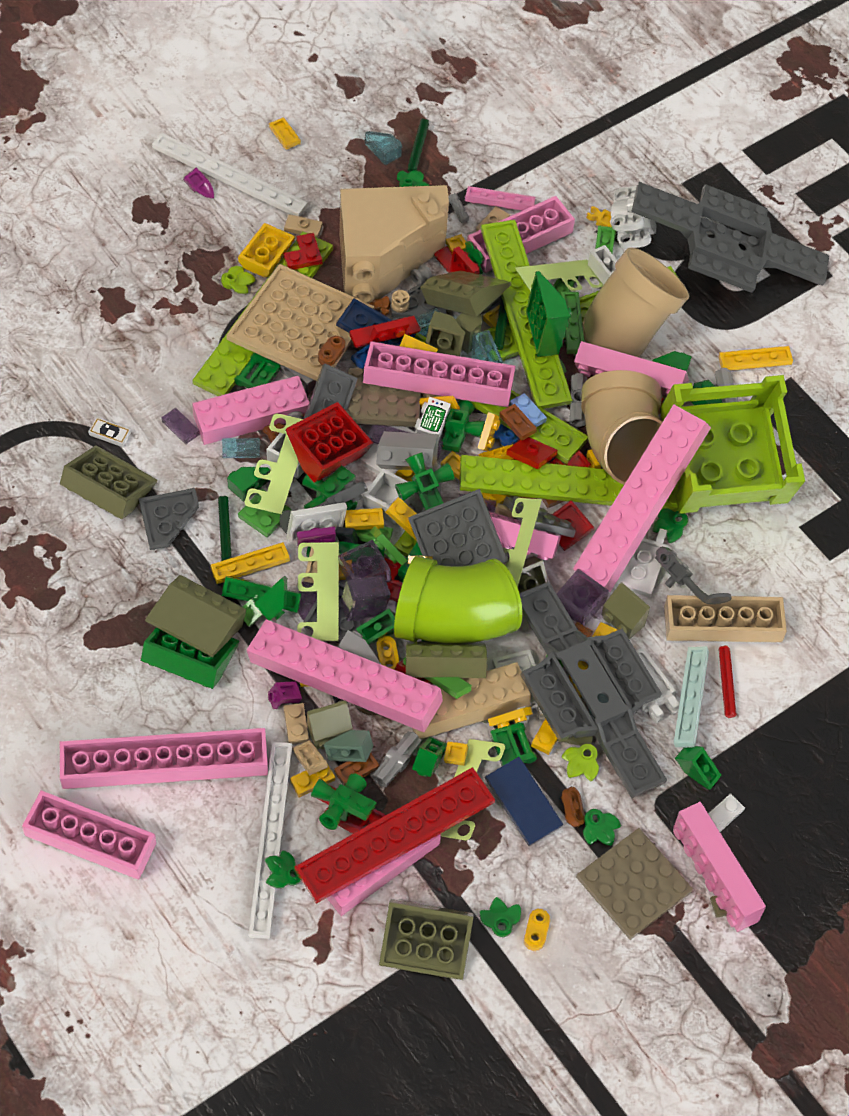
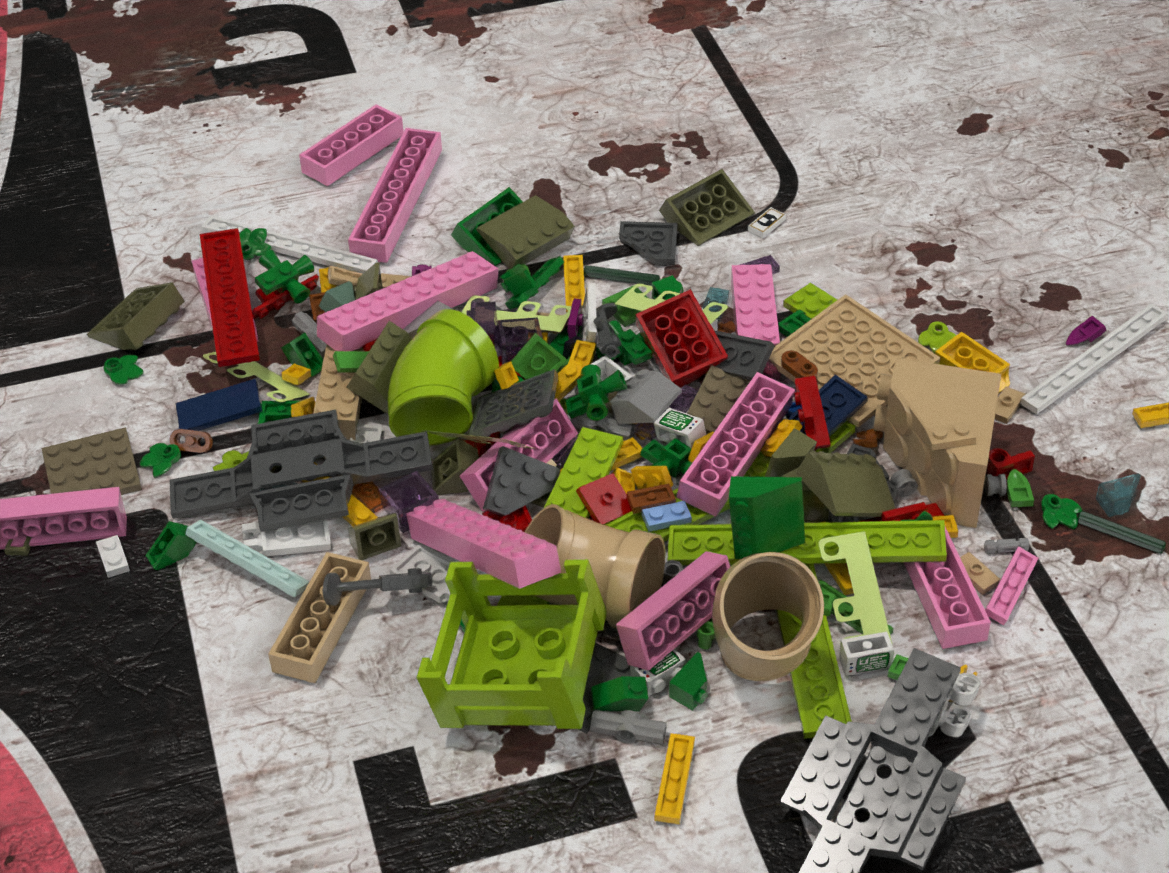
camera: 115 degrees right, 15 degrees down
(403, 297) = (861, 444): tan wheel -> none
(536, 928) = (96, 390): yellow plate -> none
(727, 681) = (250, 604): red axle -> none

